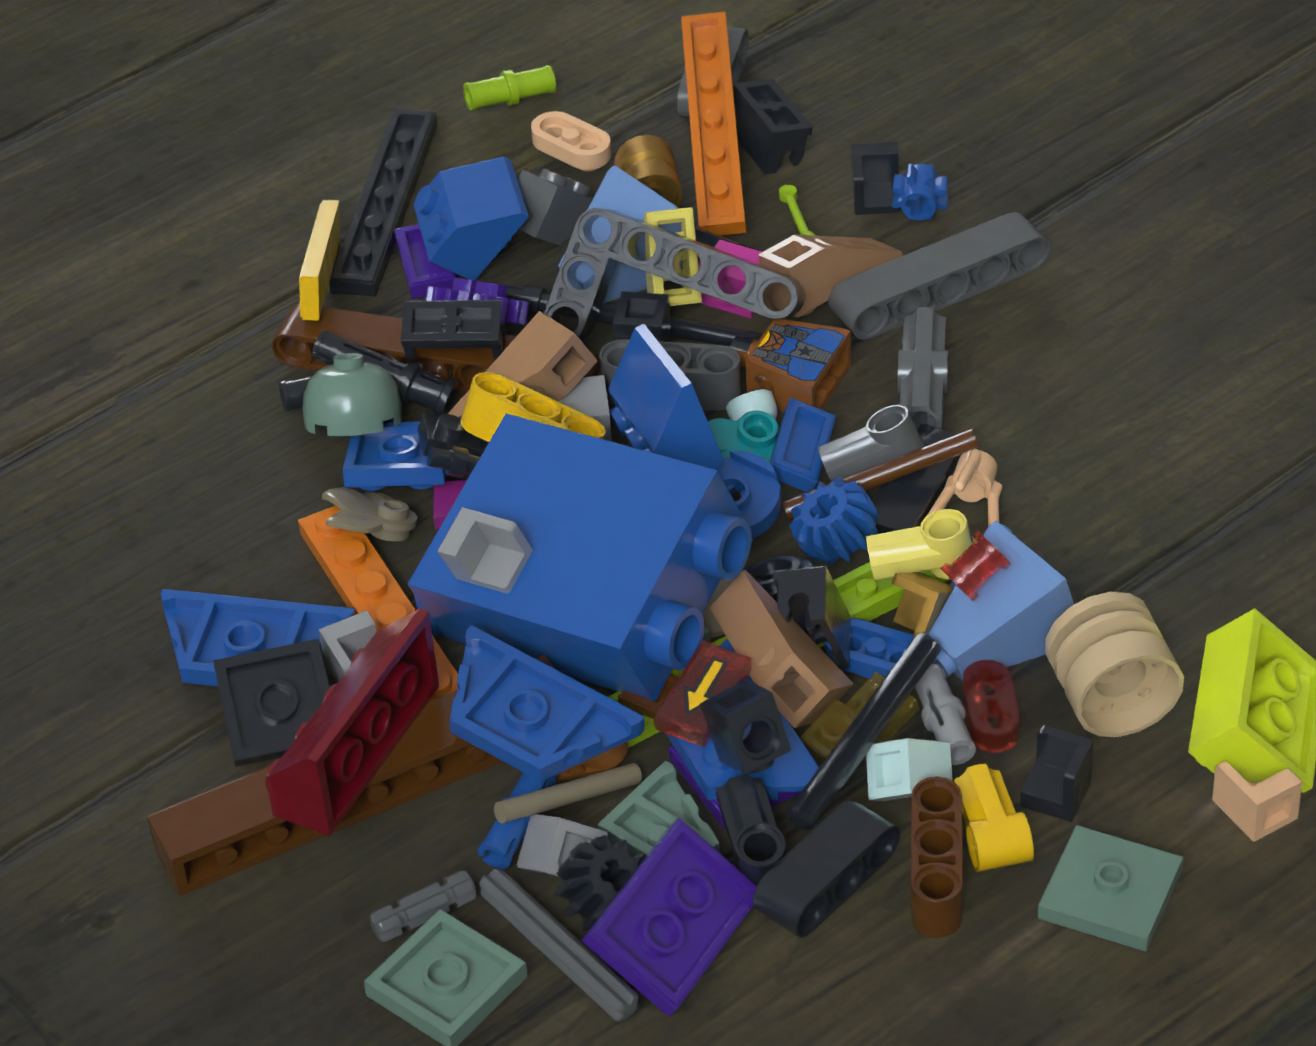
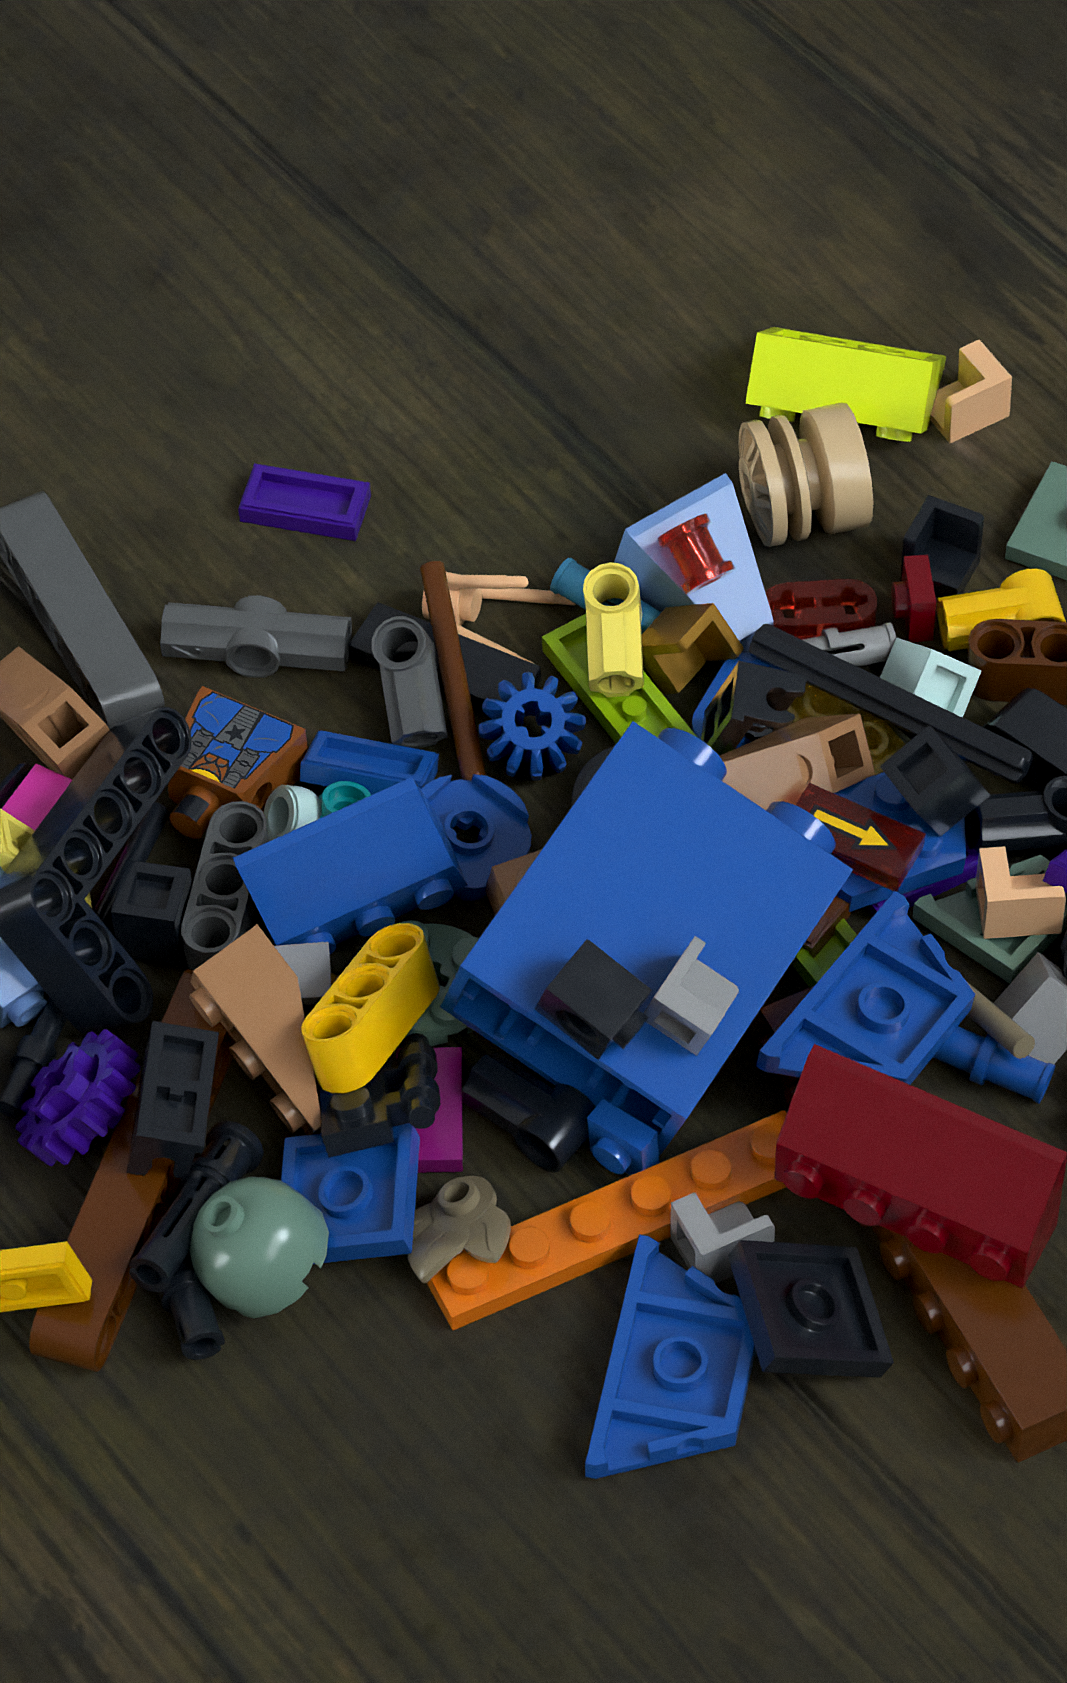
camera: 90 degrees left, 10 degrees up
(472, 480) = (595, 1001): none -> black brick
(655, 802) = (1015, 903): none -> light nougat panel
(1006, 753) = (915, 598): none -> dark red plate
(1076, 396) = (304, 502): none -> dark purple tile

